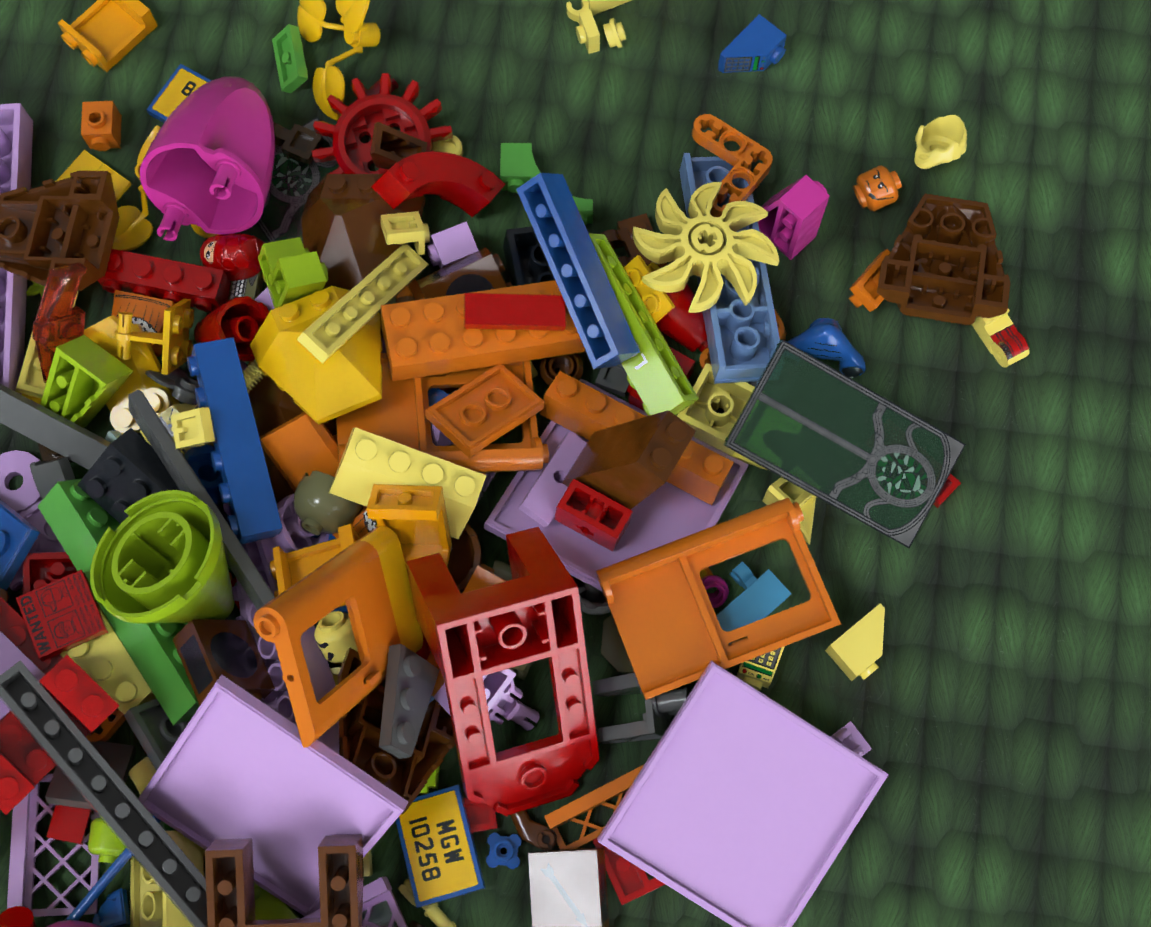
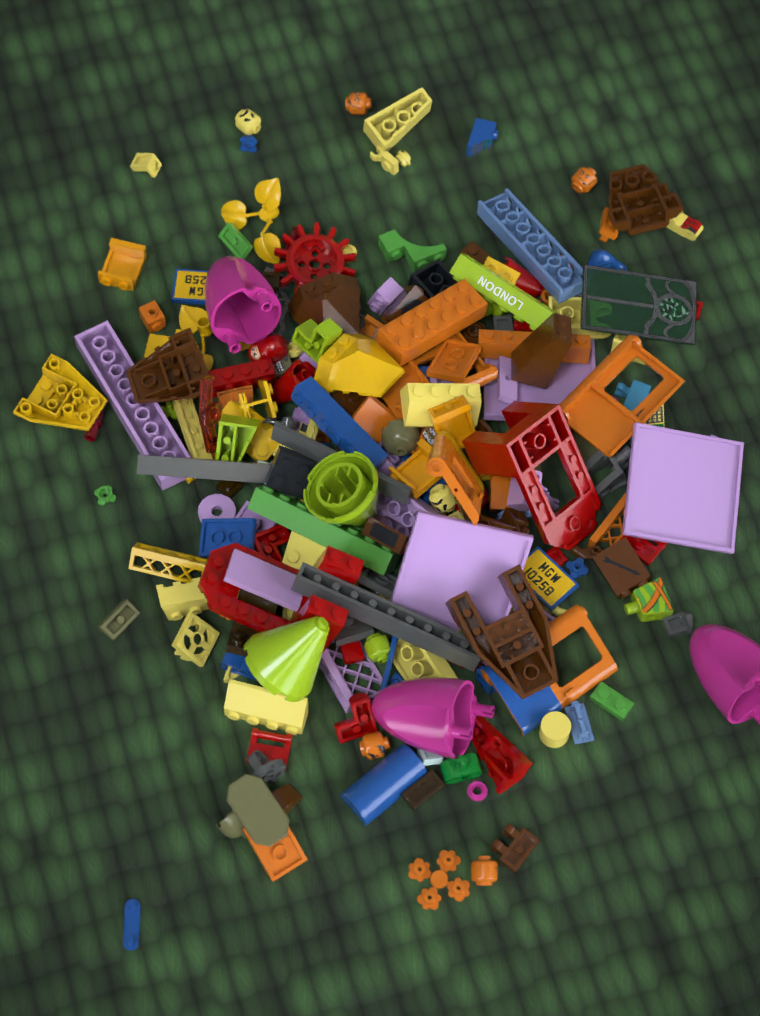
camera: 30 degrees left, 10 degrees down
(48, 473) = (241, 495): dark grey tile -> none
(61, 615) = (296, 547): red tile -> none
(192, 428) = (318, 425): light yellow bracket -> none
(362, 303) = (367, 332): light yellow plate -> none
(392, 146) = (329, 259): reddish brown slope -> none
(405, 228) = (361, 293): light yellow bracket -> none
(406, 700) = (497, 503): dark grey wing -> none
(442, 174) = (363, 261): red brick -> none
(514, 311) = (447, 304): red tile -> none
(577, 270) = (467, 271): blue brick -> none
(593, 515) = (537, 386): red brick -> none
(705, 247) = (519, 238): light yellow piece -> none
(741, 159) = (509, 192): orange beam -> none
(794, 215) = (551, 207): dark pink wedge -> none
(860, 645) = (697, 397): light yellow slope -> none
(940, 141) = (603, 143): light yellow hair -> none

